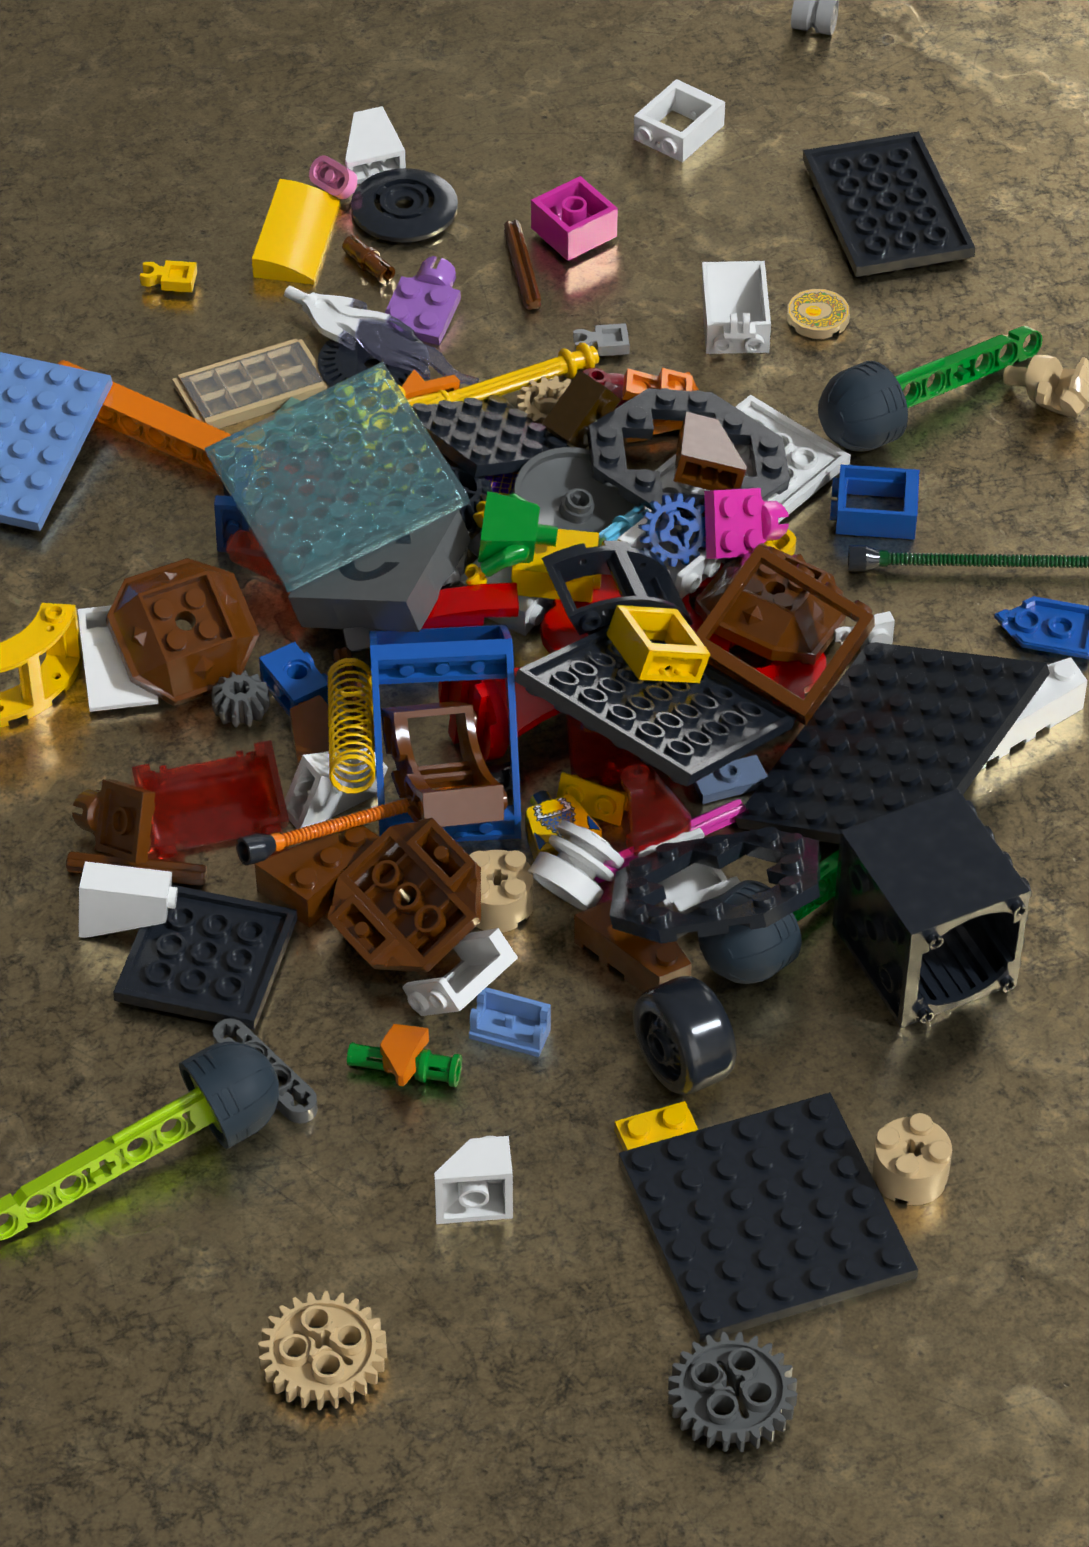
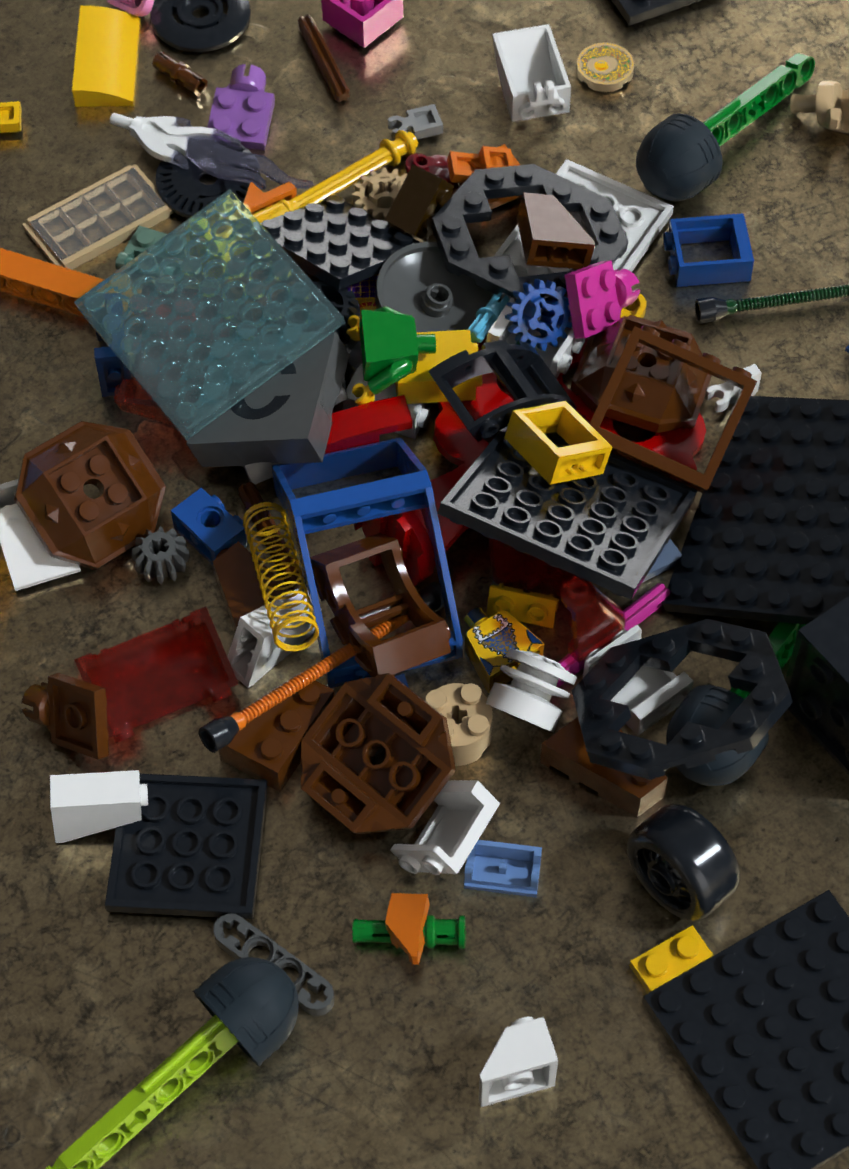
camera: 10 degrees left, 10 degrees up
(181, 872) = (118, 757): reddish brown axle -> none

